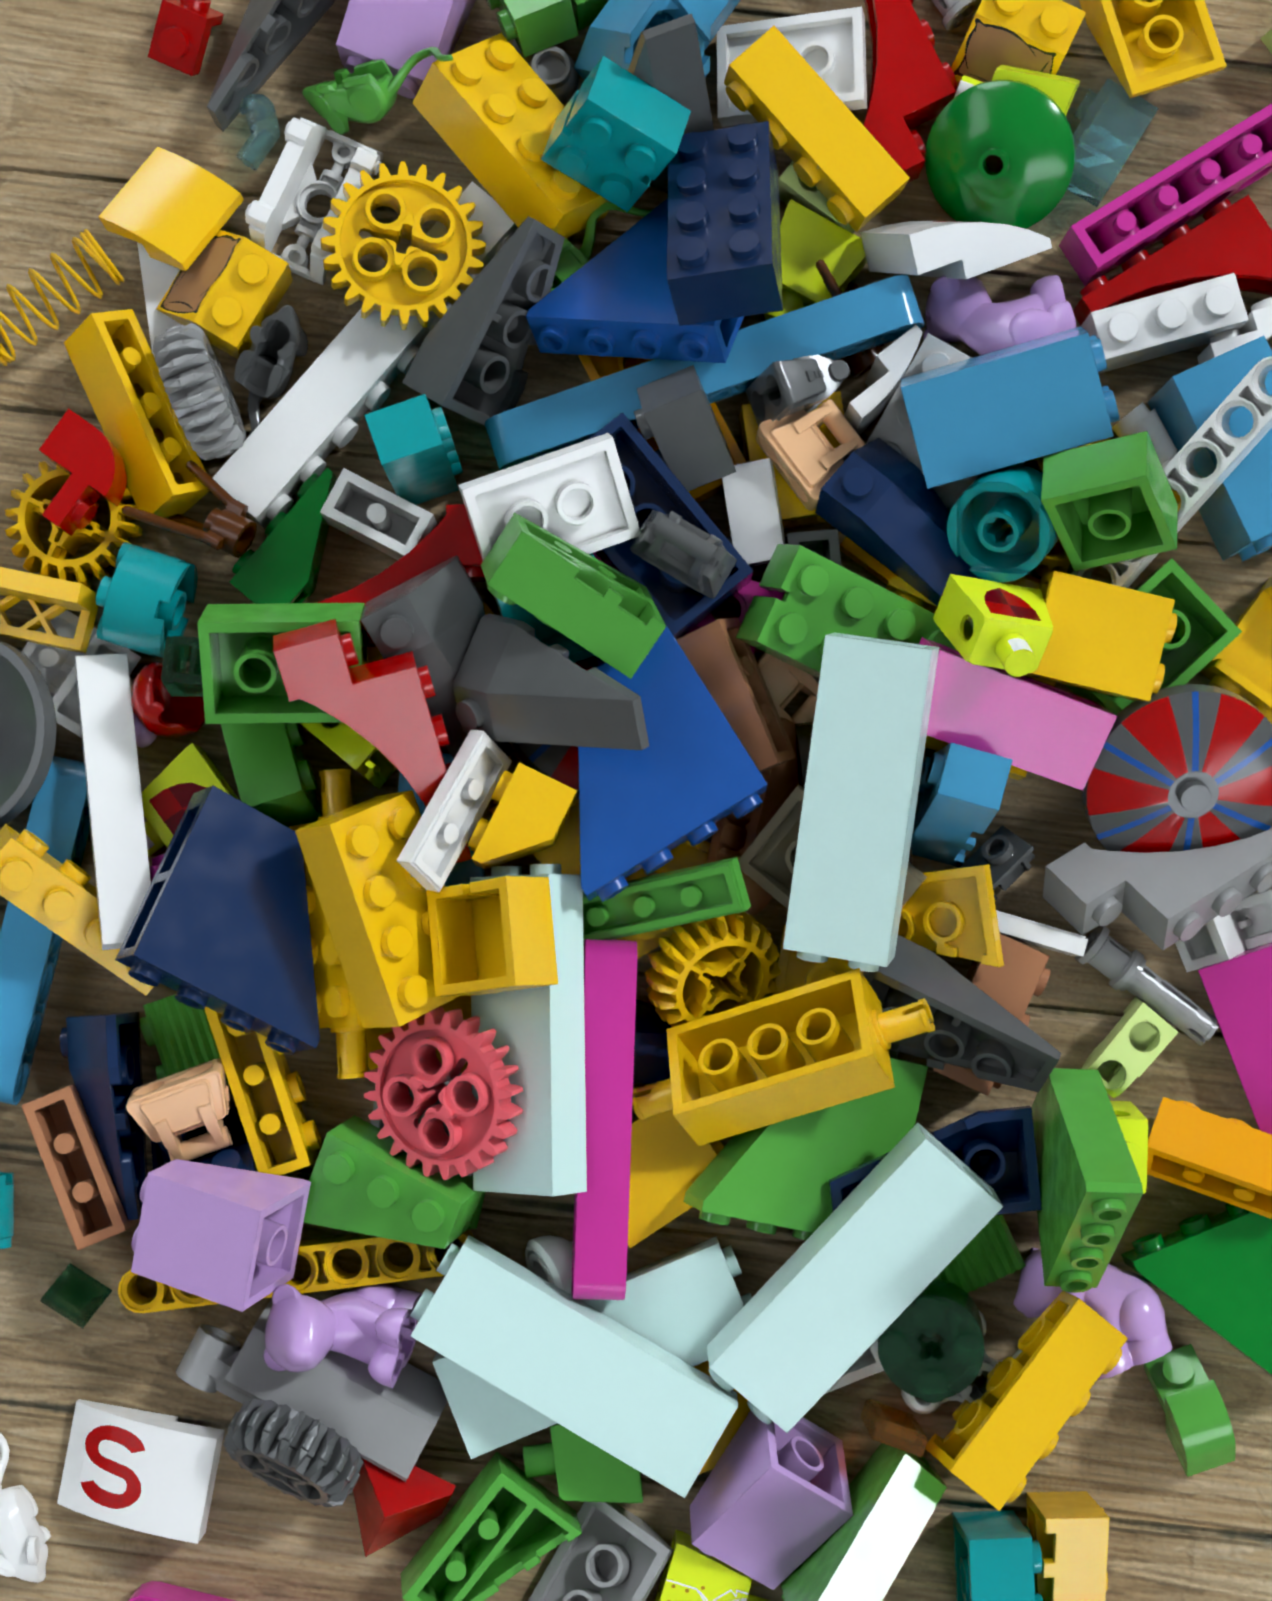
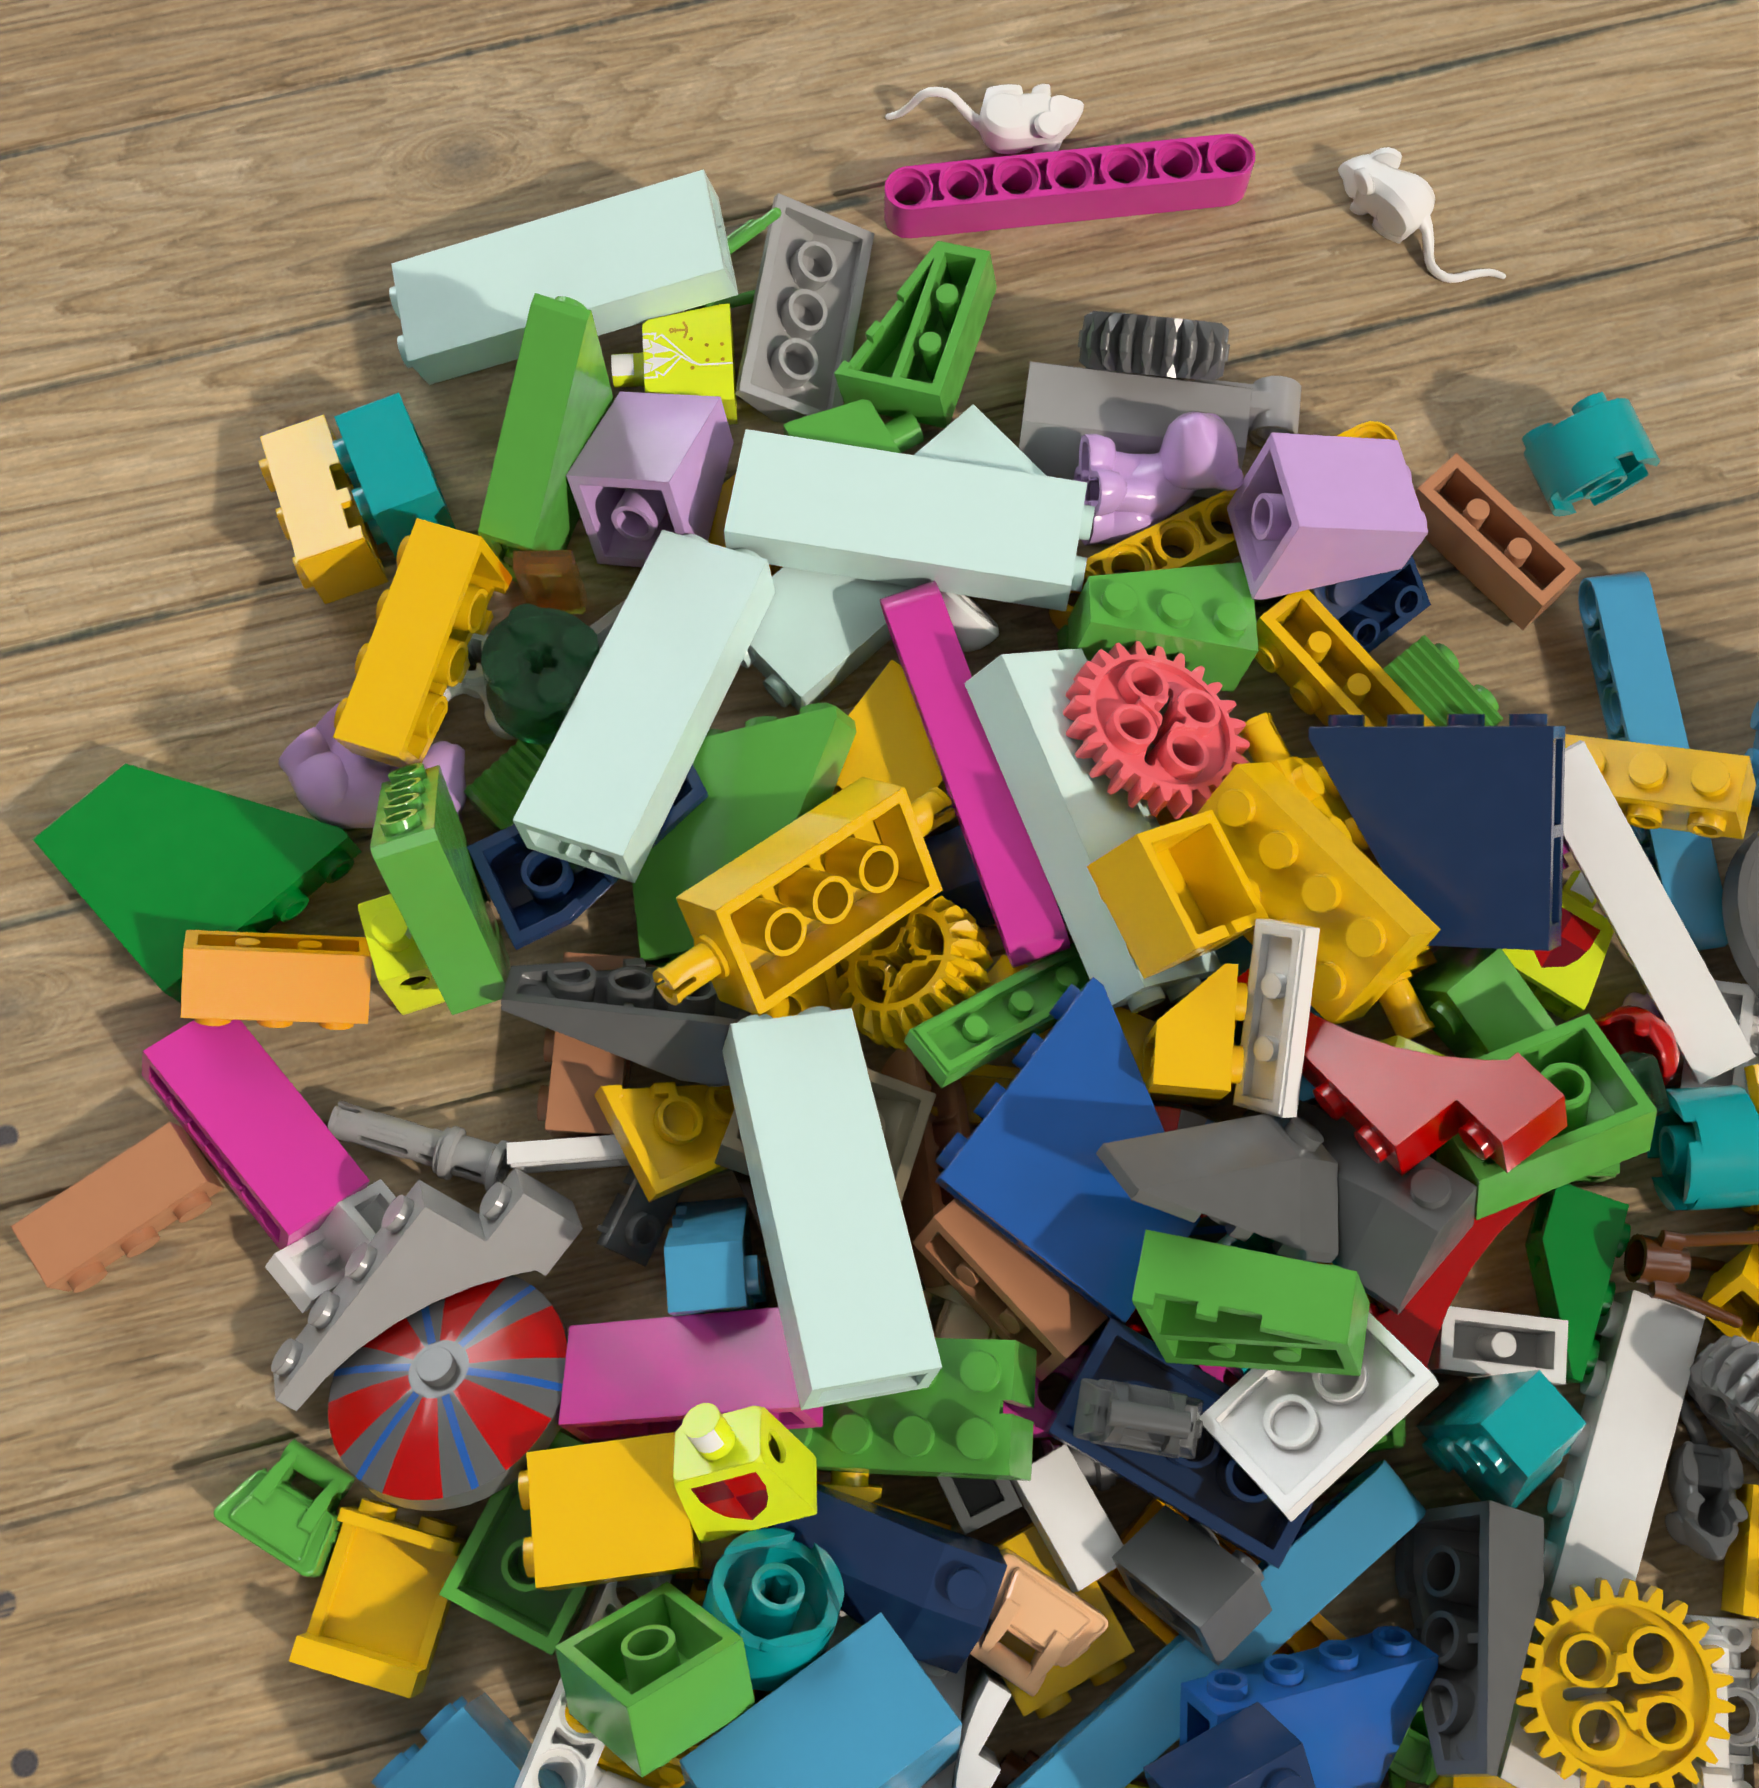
camera: 165 degrees right, 10 degrees down
(76, 1295) = (1432, 423): clear green slope -> none
(105, 1069) = (1495, 631): dark blue wedge -> none
(140, 1470) = (1291, 289): white slope -> none
(183, 1104) = (1418, 629): light nougat piece -> none
(393, 1507) = (1027, 338): red slope -> none
(794, 386) = (1082, 1691): dark grey piece -> none
(1130, 1047) = (421, 1067): yellowish green leg -> none
(1192, 1410) = (237, 713): bright green brick -> none

